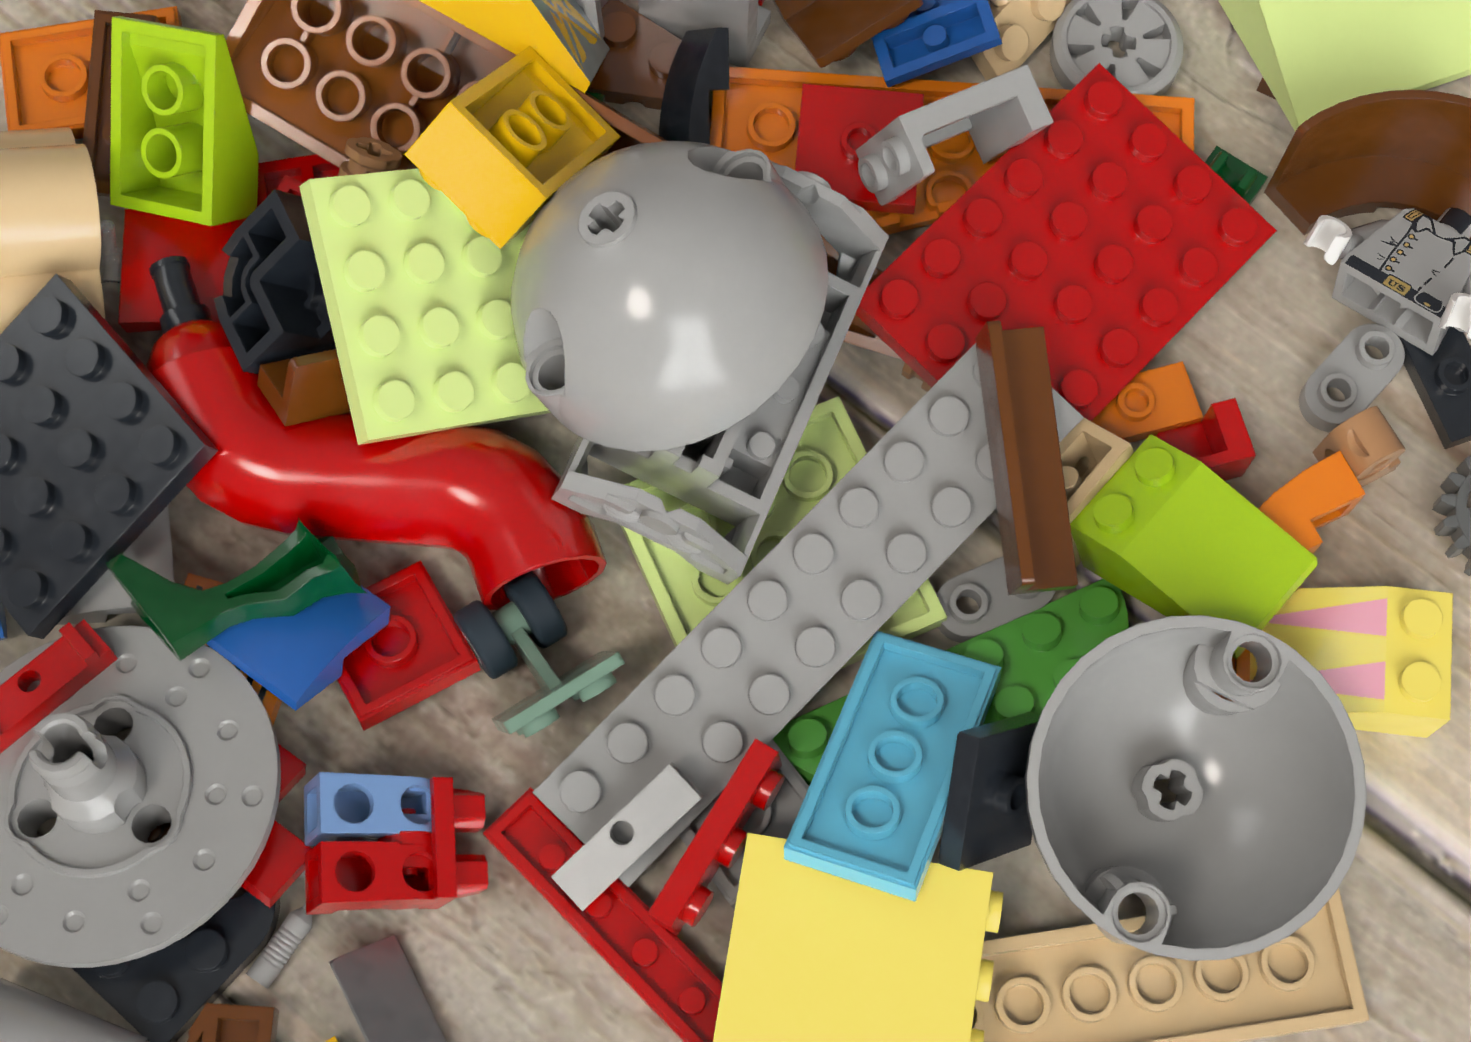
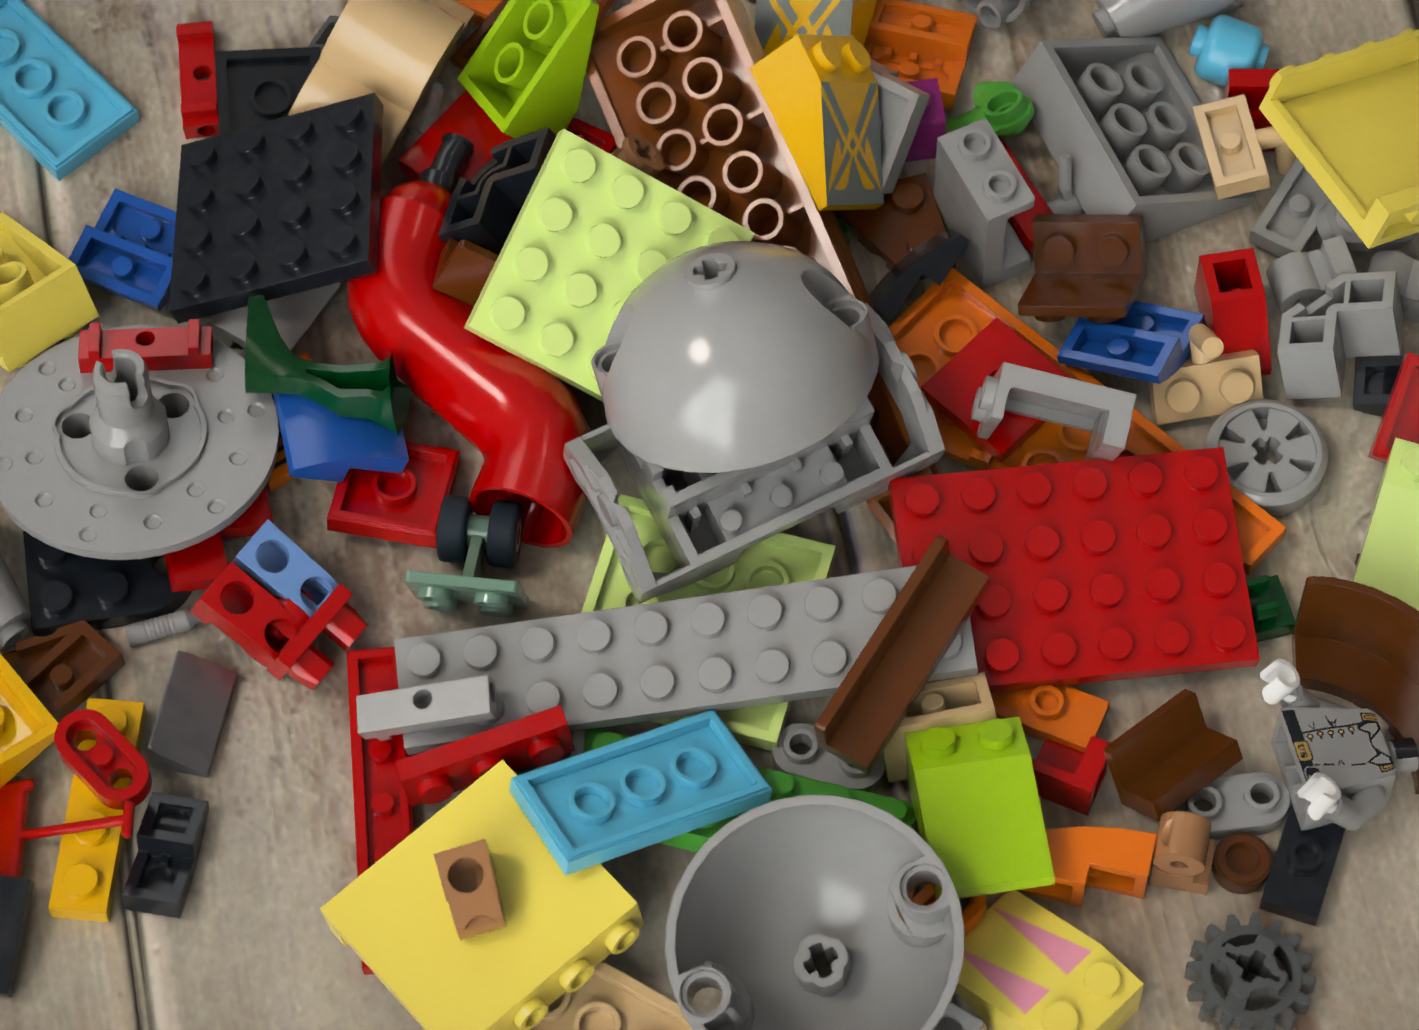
camera: 45 degrees right, 10 degrees down
(510, 145) = (725, 192): yellow slope -> none
(843, 984) = (471, 889): none -> medium nougat leg
(988, 793) = (667, 844): black plate -> none
(1285, 376) = (1169, 757): none -> reddish brown panel
(1409, 416) = (1241, 863): none -> reddish brown tile

